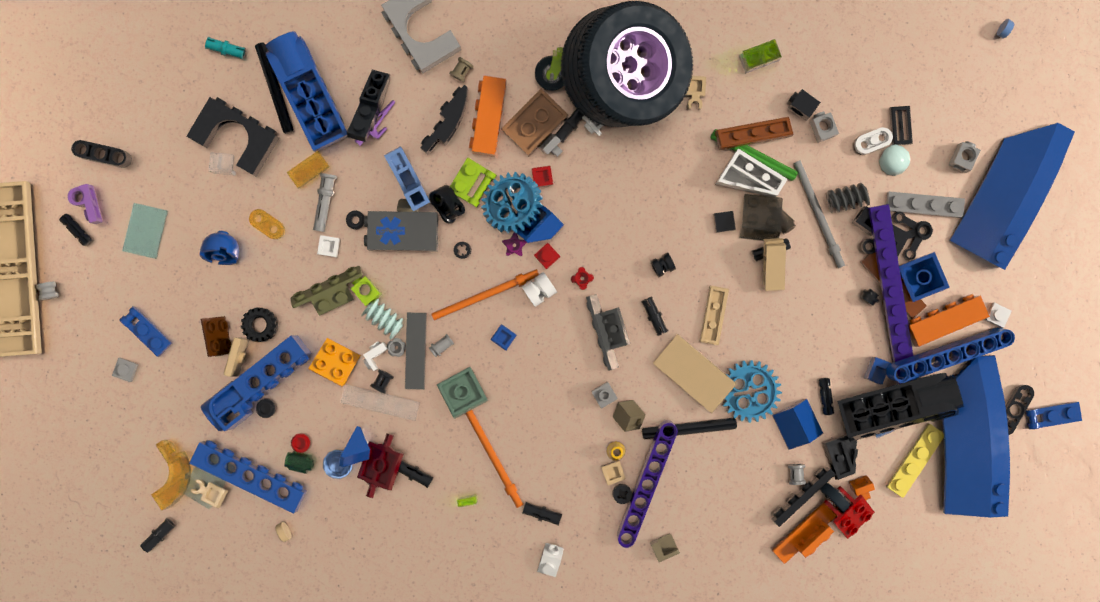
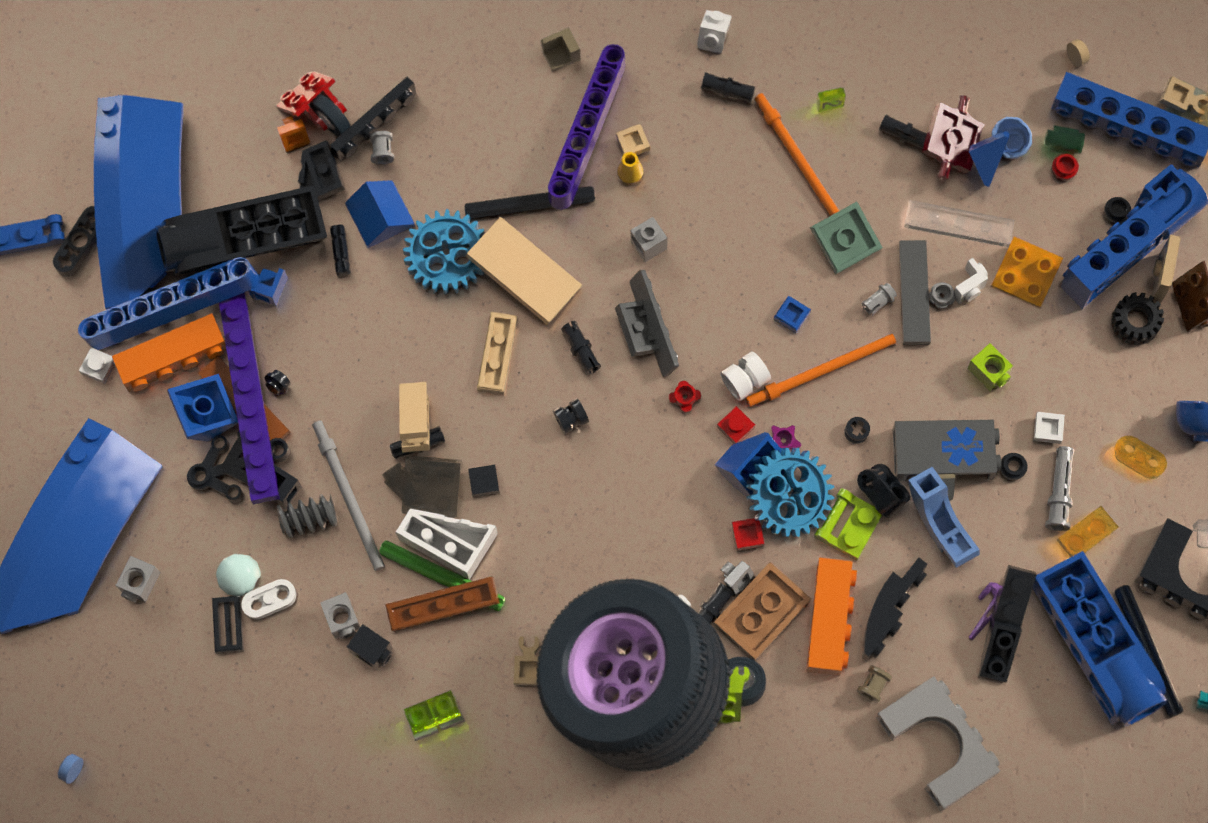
camera: 175 degrees left, 15 degrees down
(330, 293) = (1043, 364): olive bracket -> none
(383, 318) = (962, 330): light aqua piece -> none
(387, 377) = (958, 249): black bush -> none
(620, 491) = (619, 121): black wheel -> none
(629, 415) = (613, 215): dark tan panel -> none
(807, 535) = (368, 69): orange bracket -> none
(915, 460) = (219, 169): light yellow plate -> none
(925, 204) = (196, 513): light grey plate -> none

